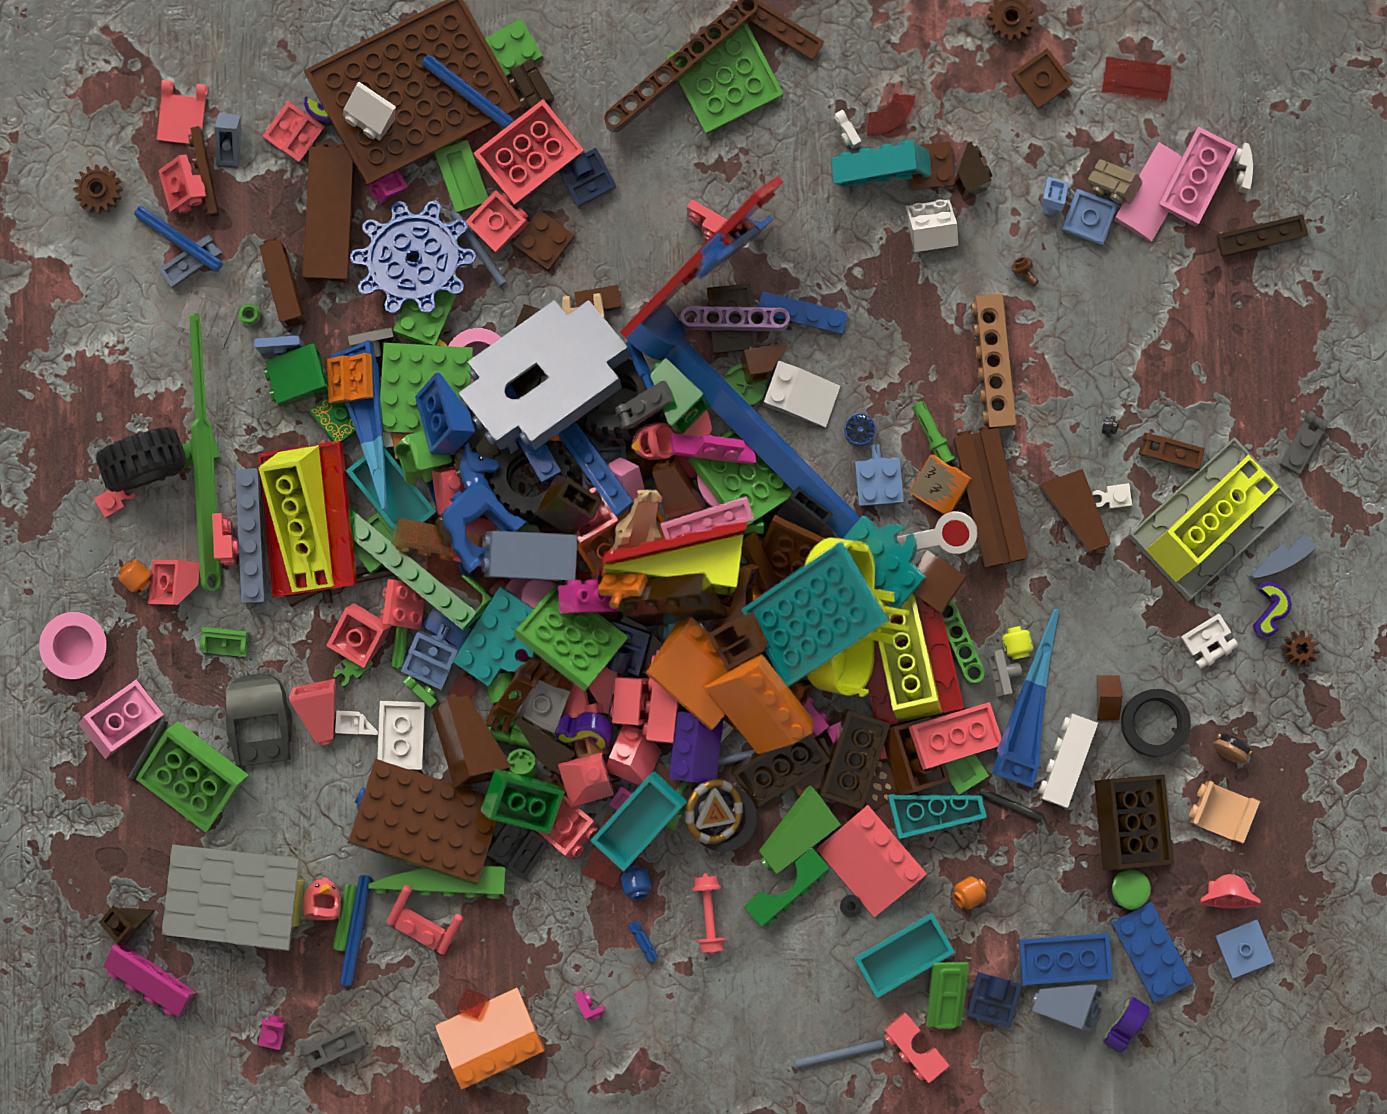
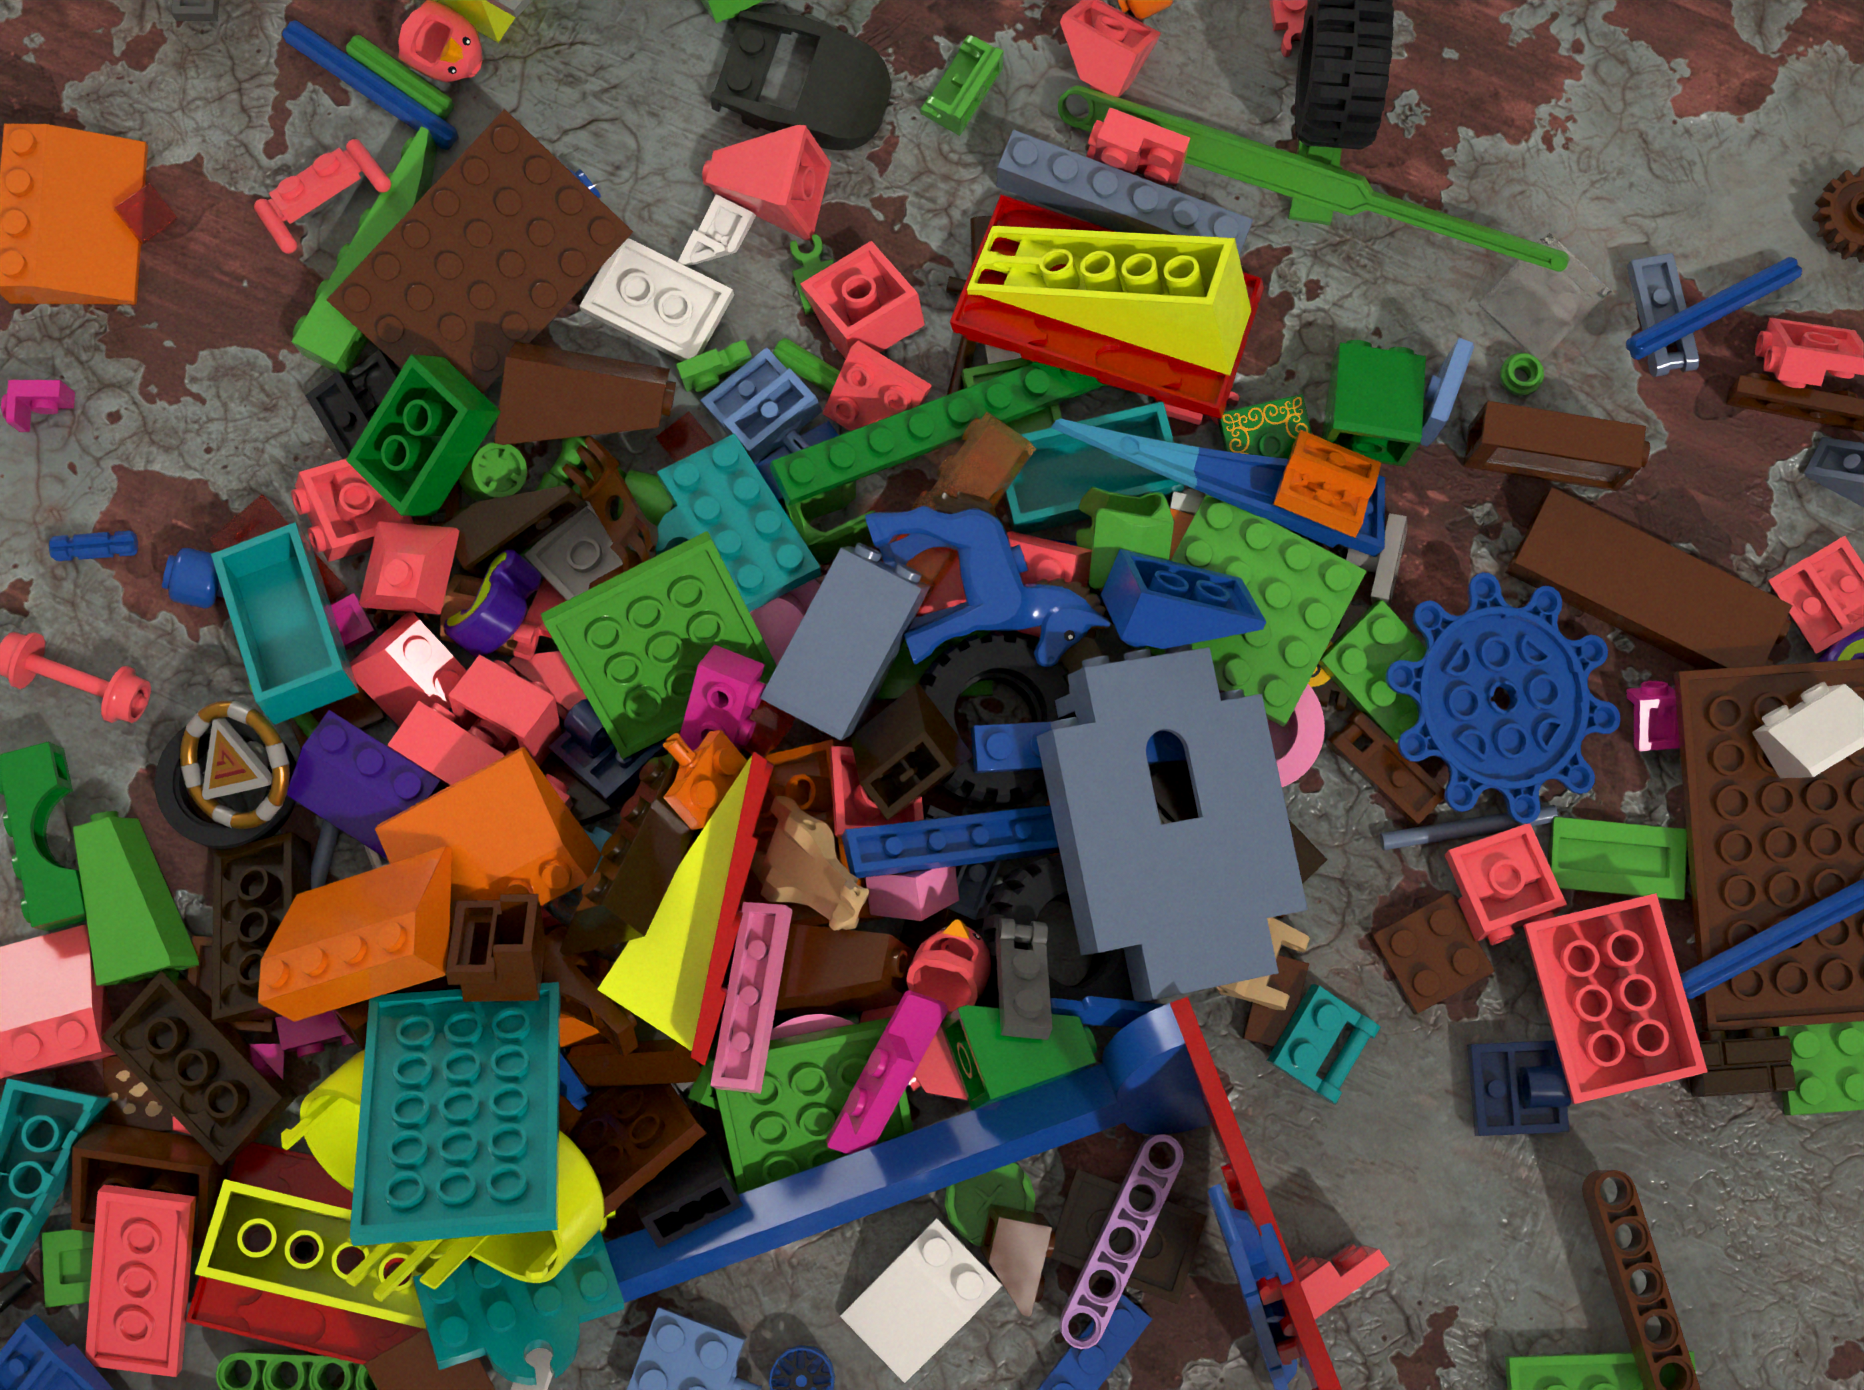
camera: 115 degrees right, 5 degrees down
(474, 282) = (1381, 765): none -> reddish brown plate
(607, 276) = (1311, 1037): none -> teal plate

